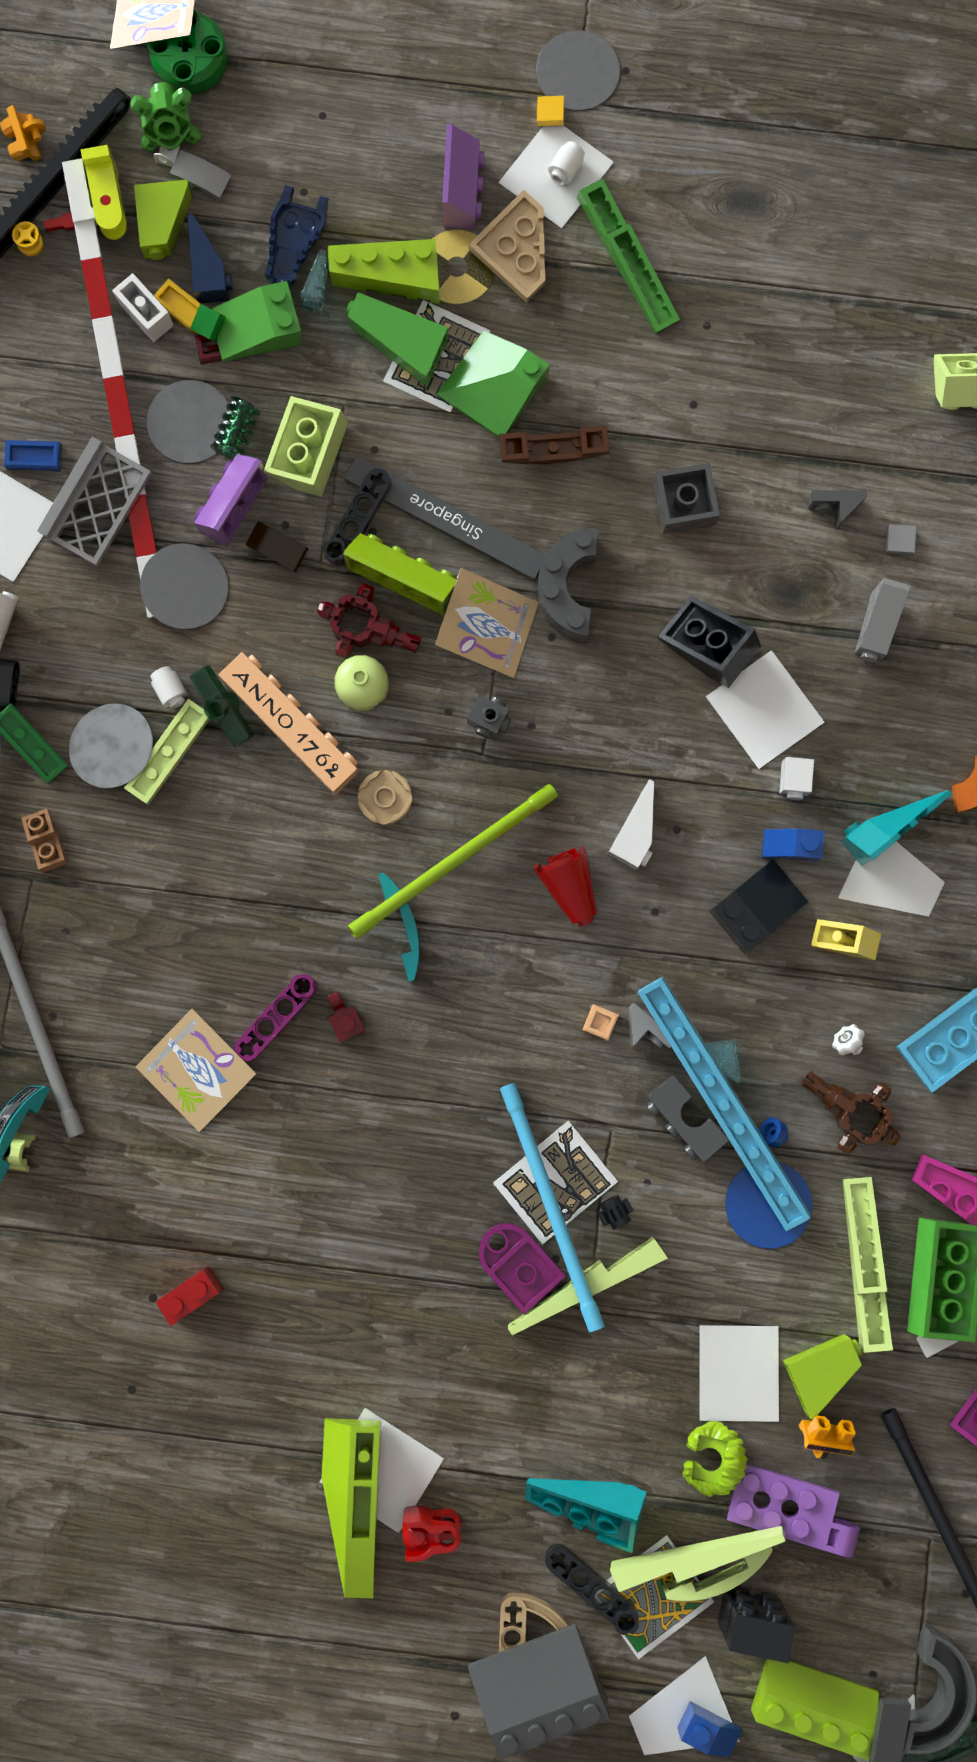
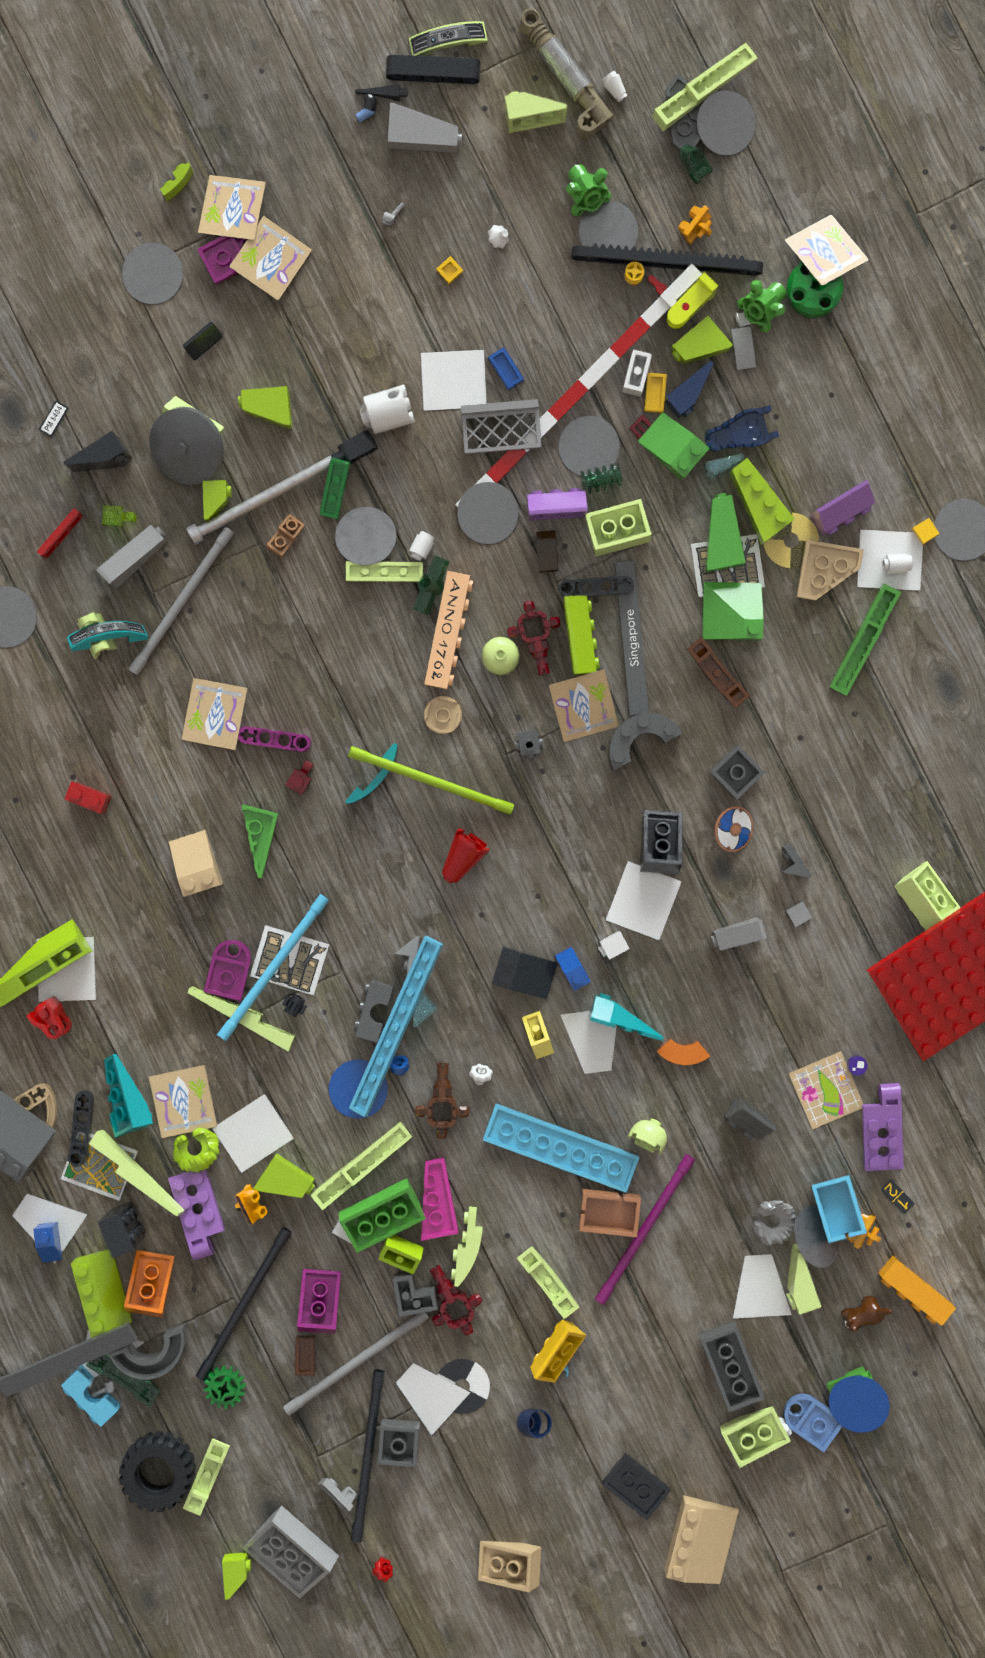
camera: 60 degrees right, 5 degrees up
(207, 322) = (654, 417): green tile -> none
(360, 1217) = (195, 863): none -> tan slope
(374, 1109) = (260, 830): none -> bright green wing
(600, 1022) = (396, 925): light nougat tile -> none
(636, 834) = (514, 875): white slope -> none
(642, 1434) = (182, 1101): none -> tan sticker
(717, 1583) = (131, 1196): yellowish green slope -> none
(750, 546) = (733, 829): none -> shield
(845, 1636) = (149, 1284): none -> orange slope

